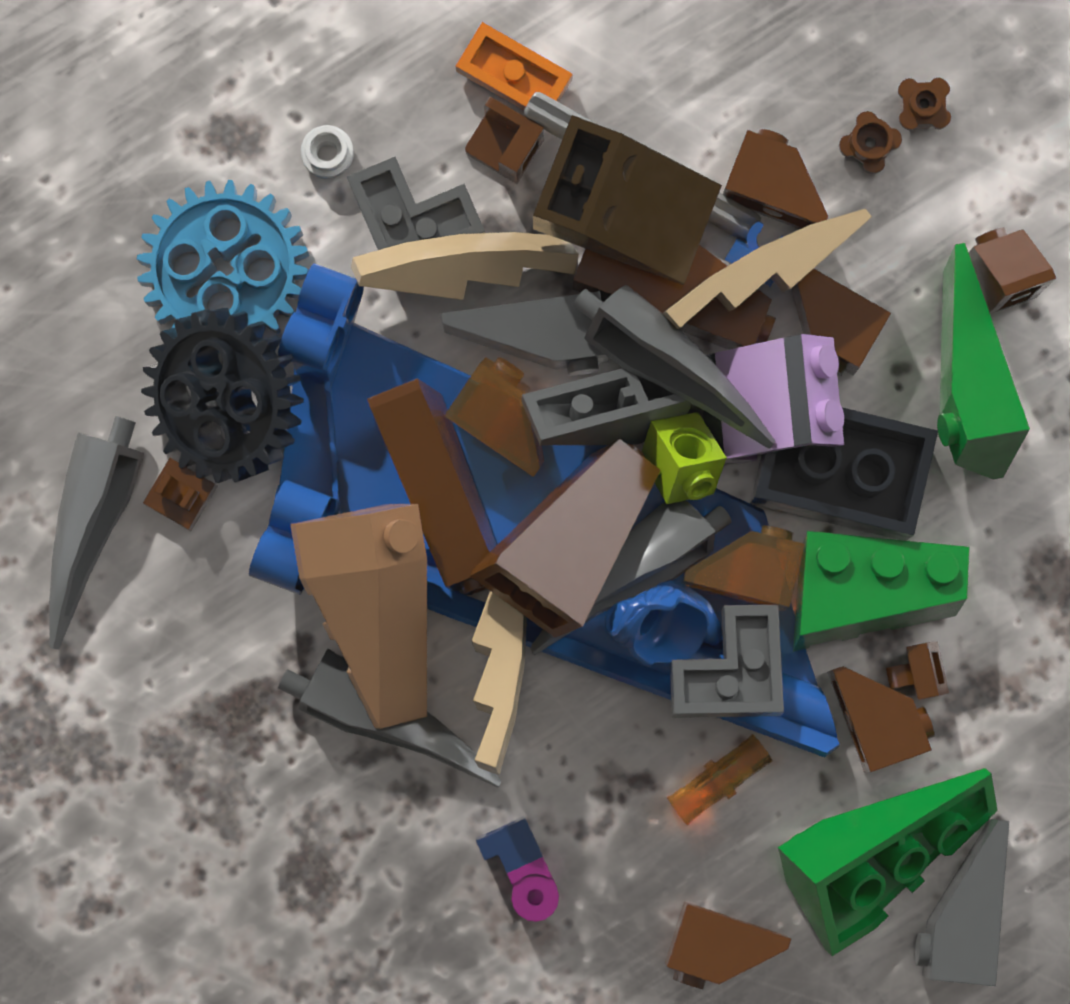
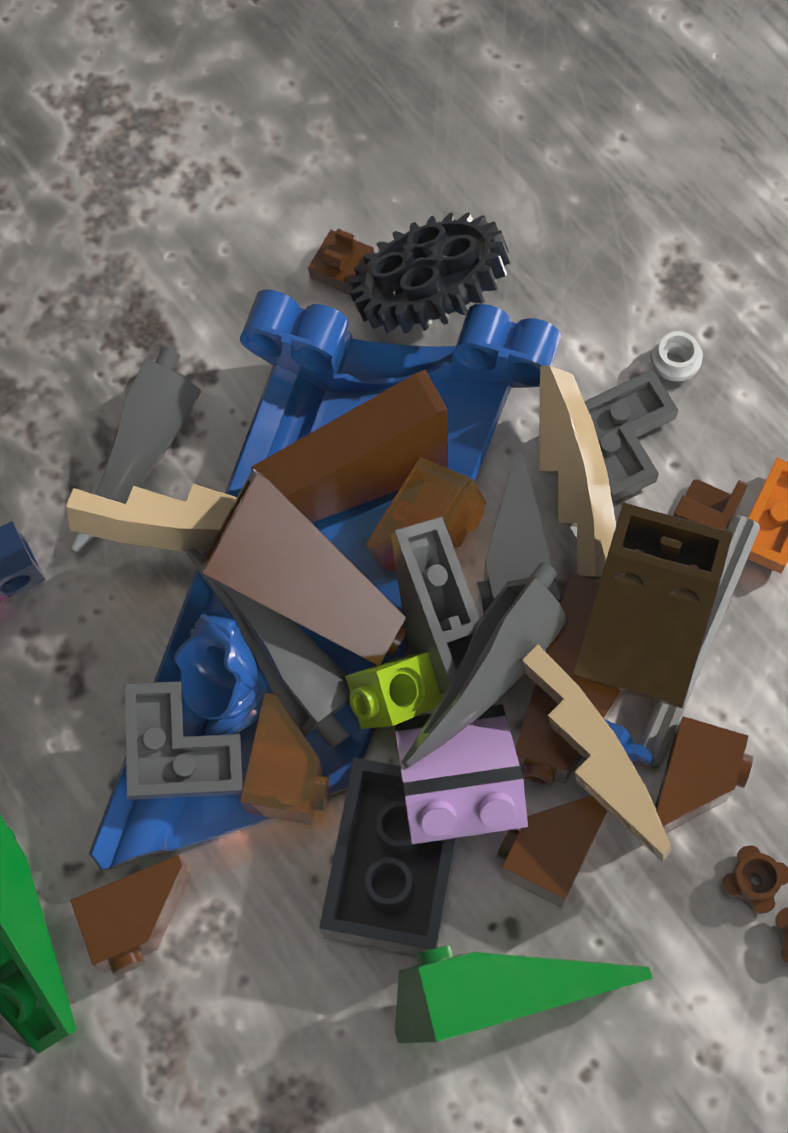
camera: 90 degrees right, 15 degrees down
(91, 503) = (327, 193): dark grey piece -> none
(193, 229) = (558, 270): dark azure gear -> none
(373, 594) = (238, 395): medium nougat wedge -> none
(719, 779) = (72, 756): clear orange pin -> none
(873, 585) = (270, 896): green wedge -> none
(923, 670) = (182, 960): reddish brown tile -> none
(1009, 268) = (628, 1030): reddish brown slope -> none

